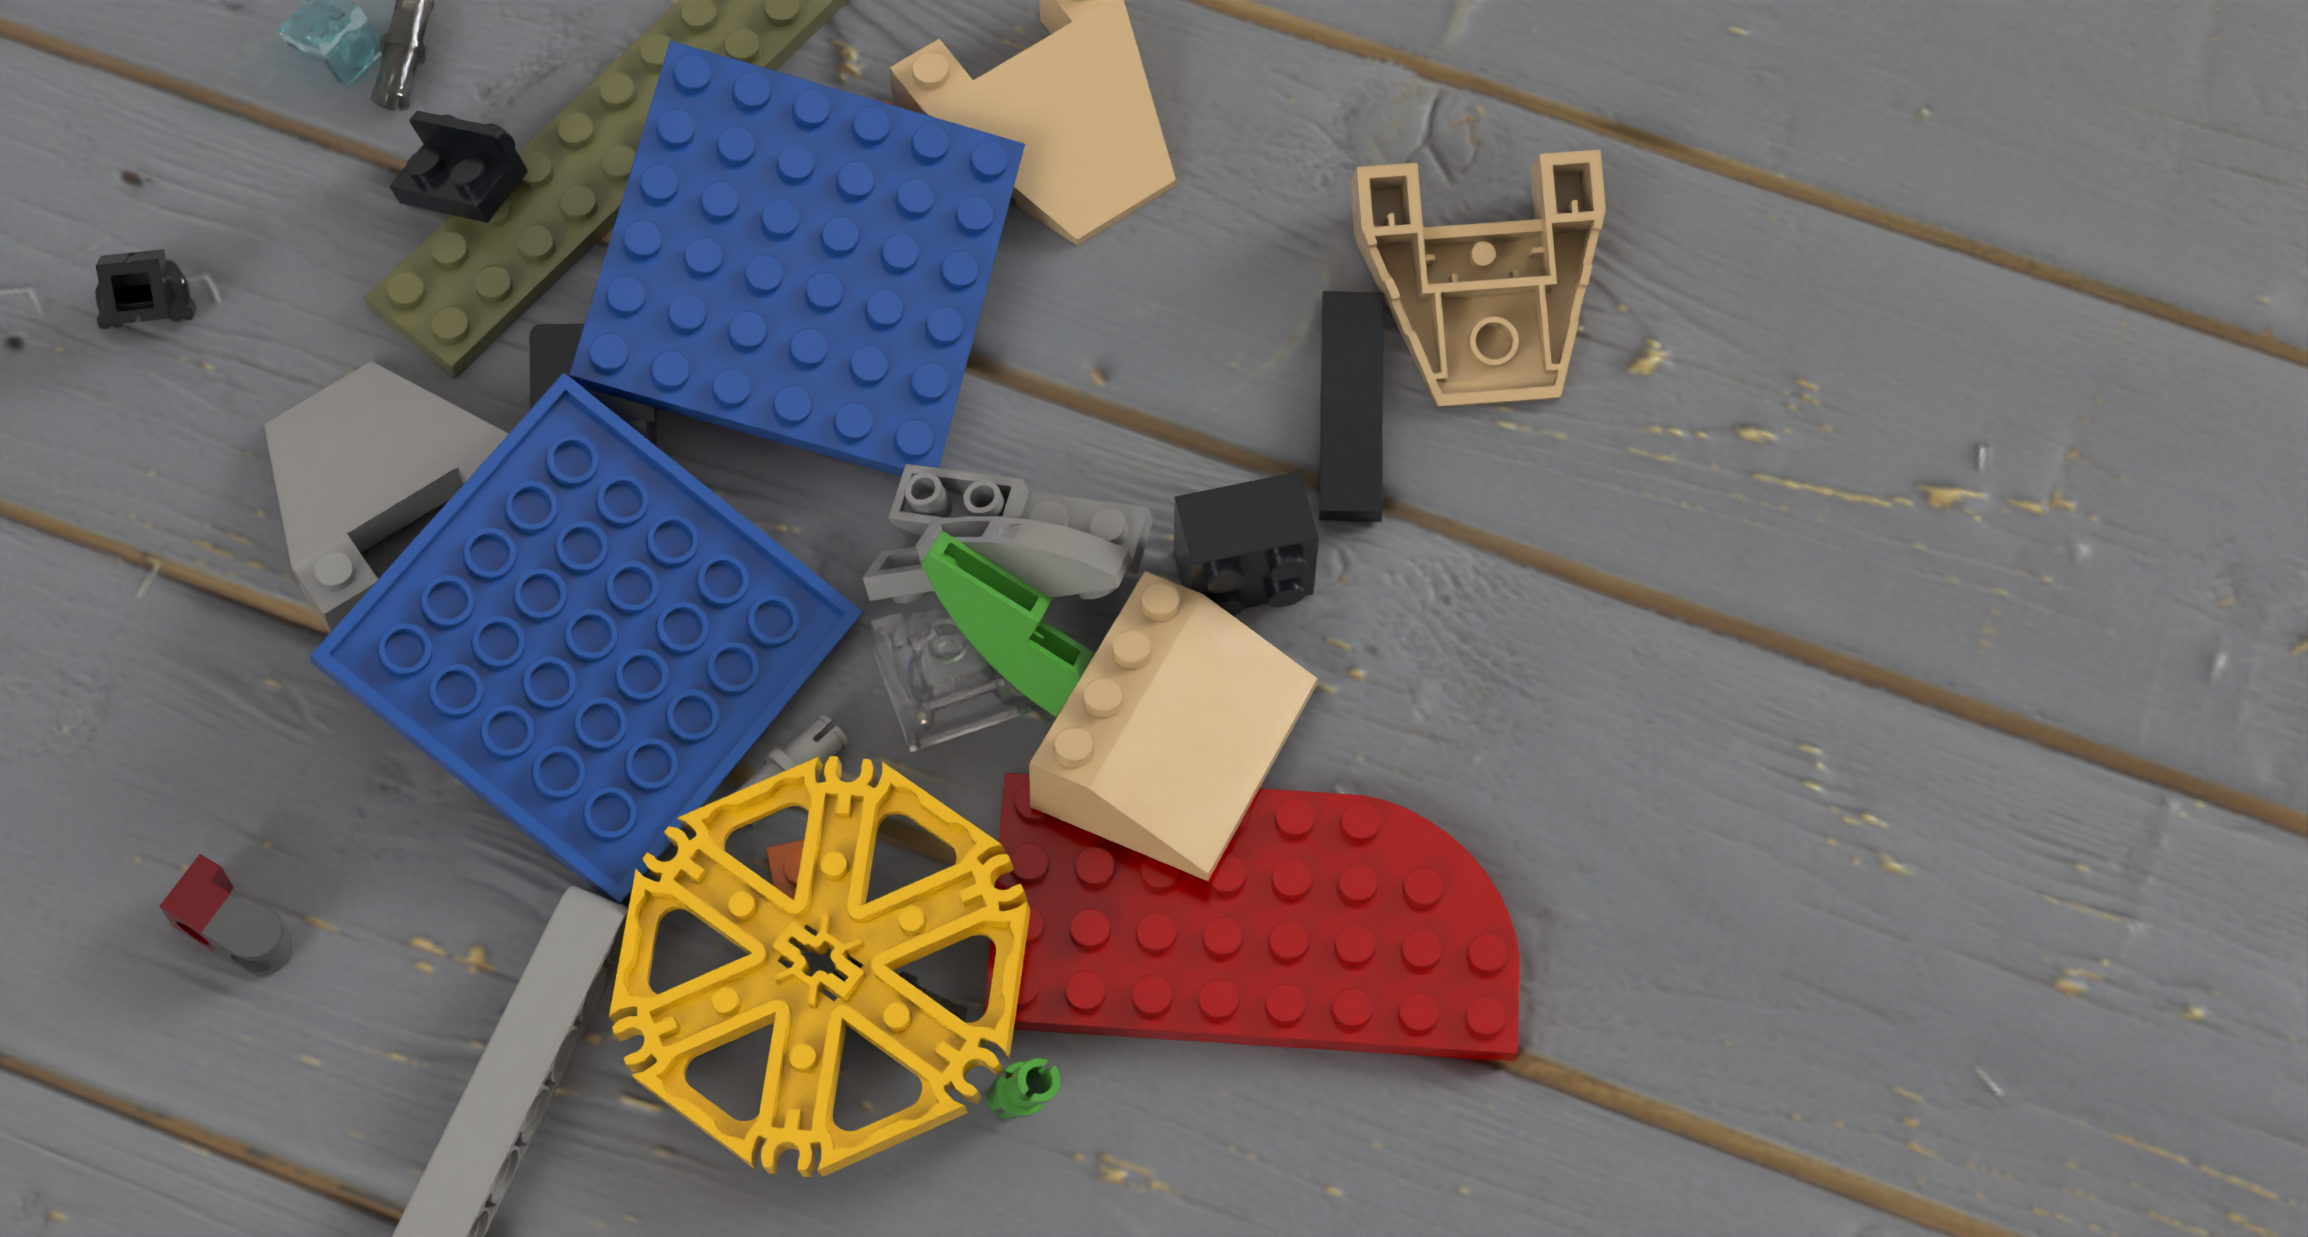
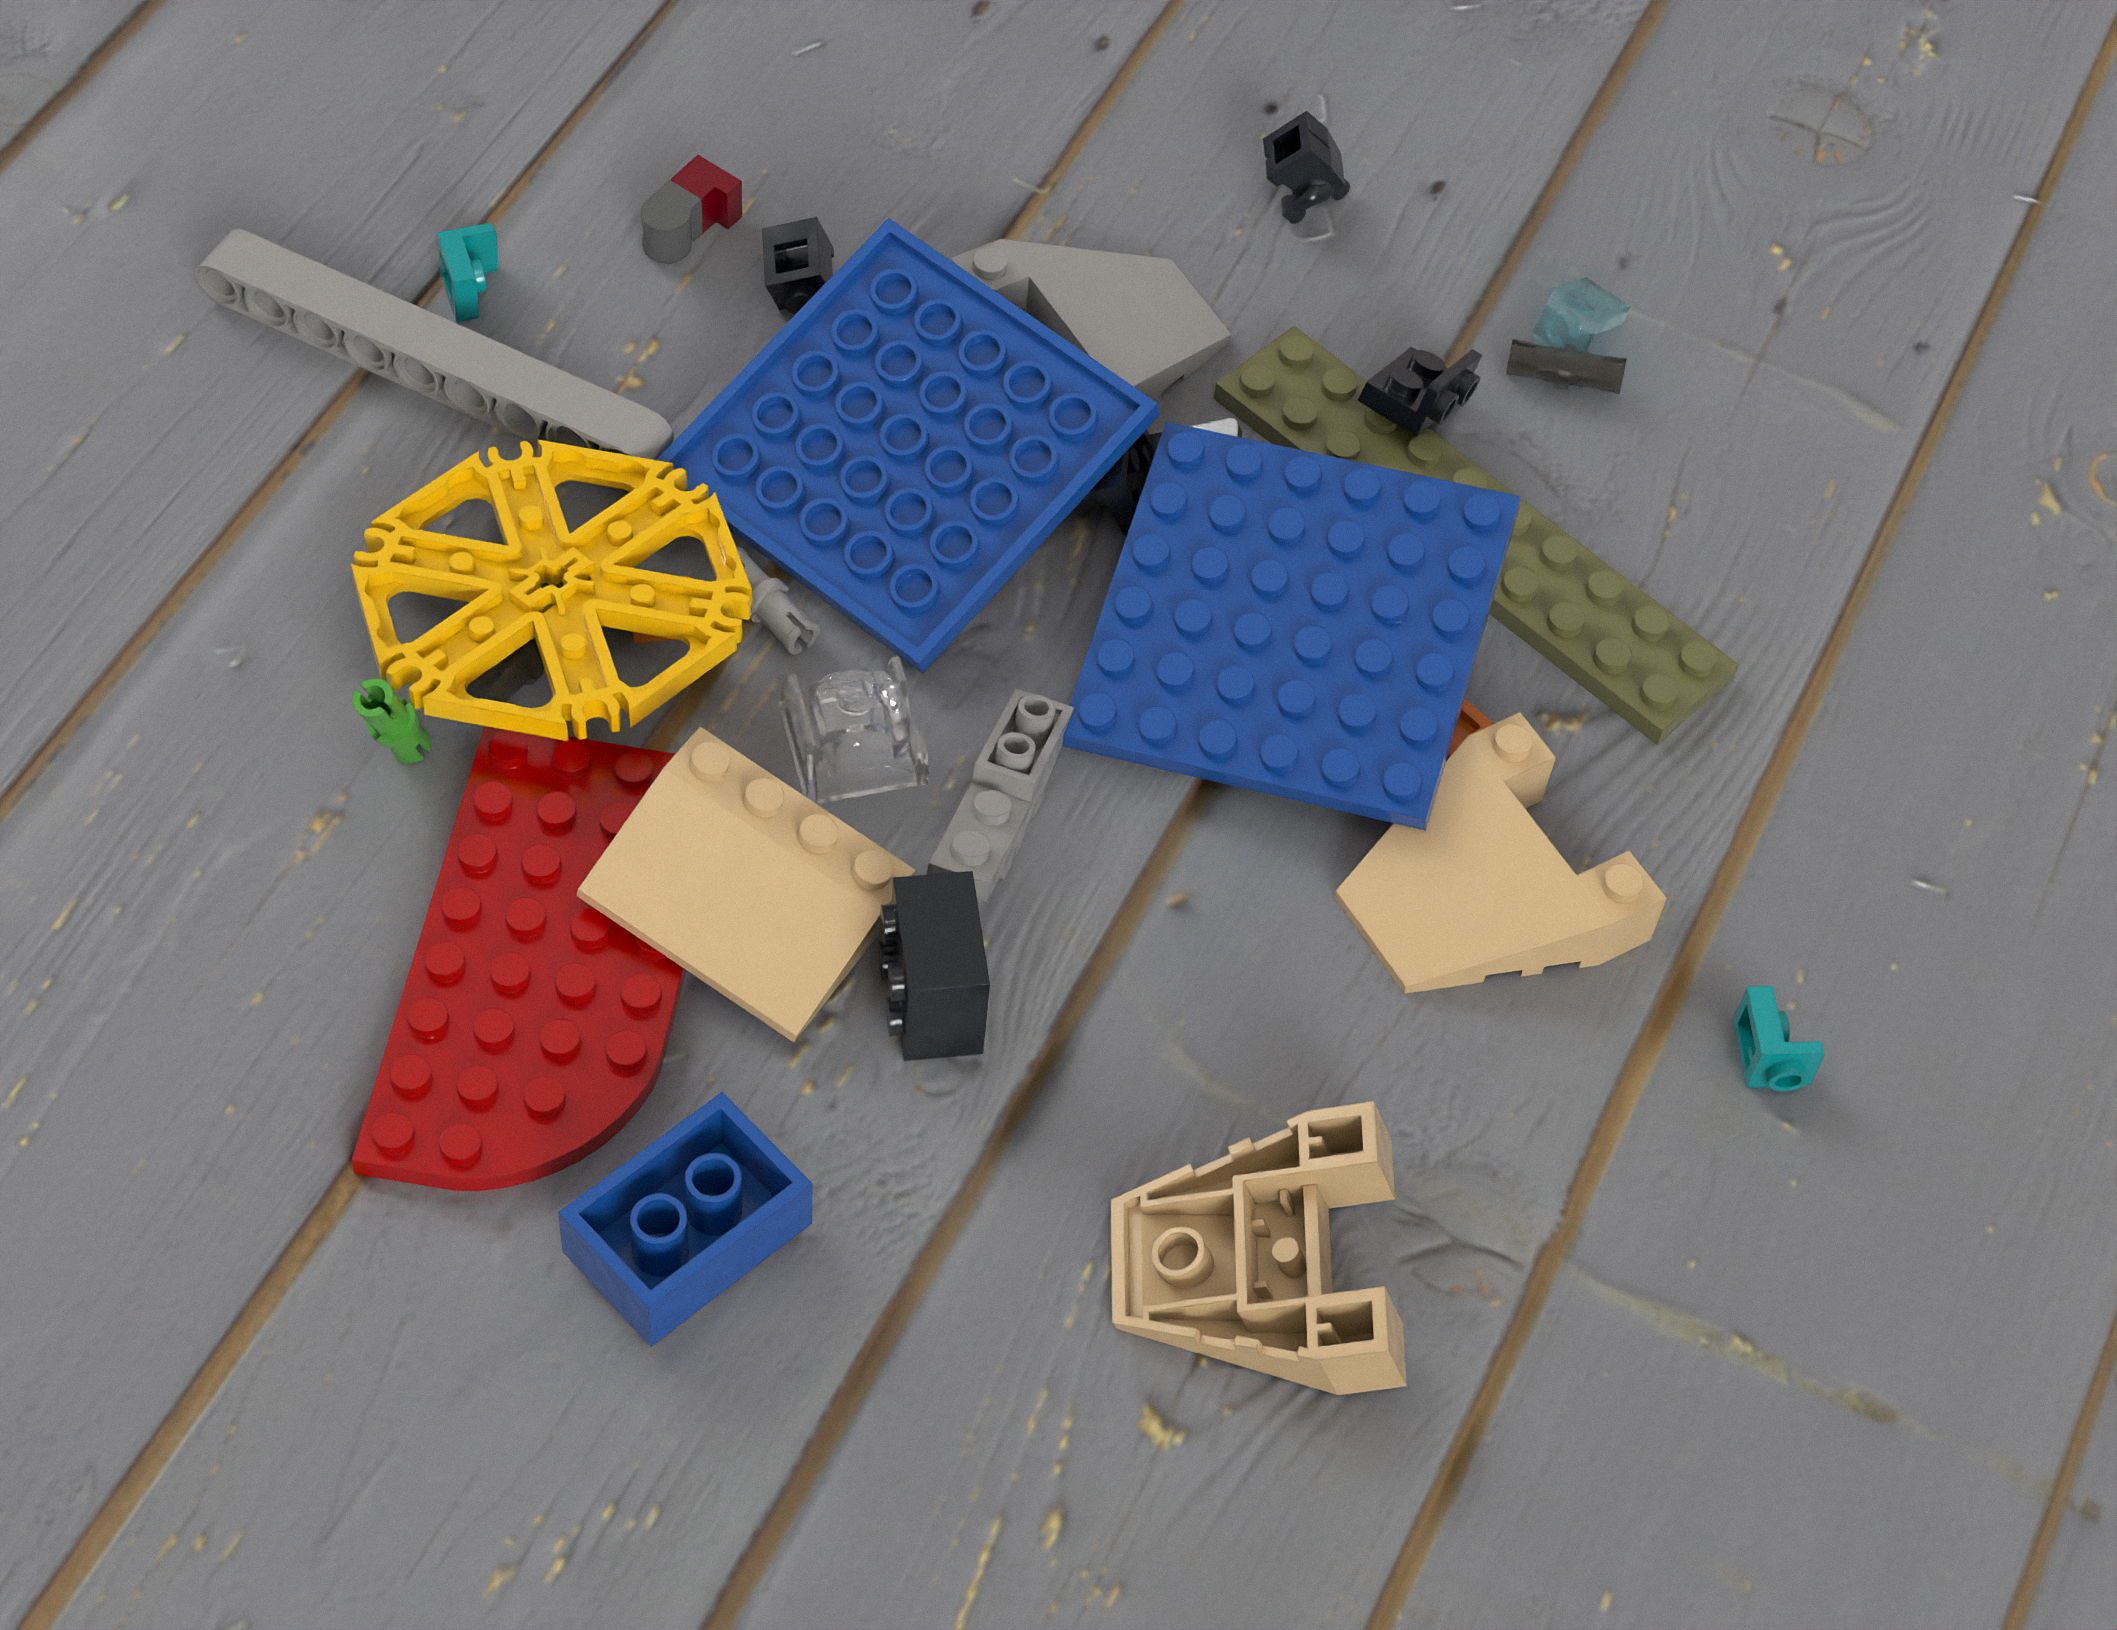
camera: 90 degrees right, 10 degrees down
(295, 772) = (799, 273): none -> black brick
(345, 1154) = (463, 260): none -> teal bracket
(1005, 623) = (872, 731): bright green slope -> none
(1038, 552) = (942, 758): light grey slope -> none
(1351, 406) = (1114, 1114): black tile -> none
(1543, 735) = (686, 1218): none -> blue brick

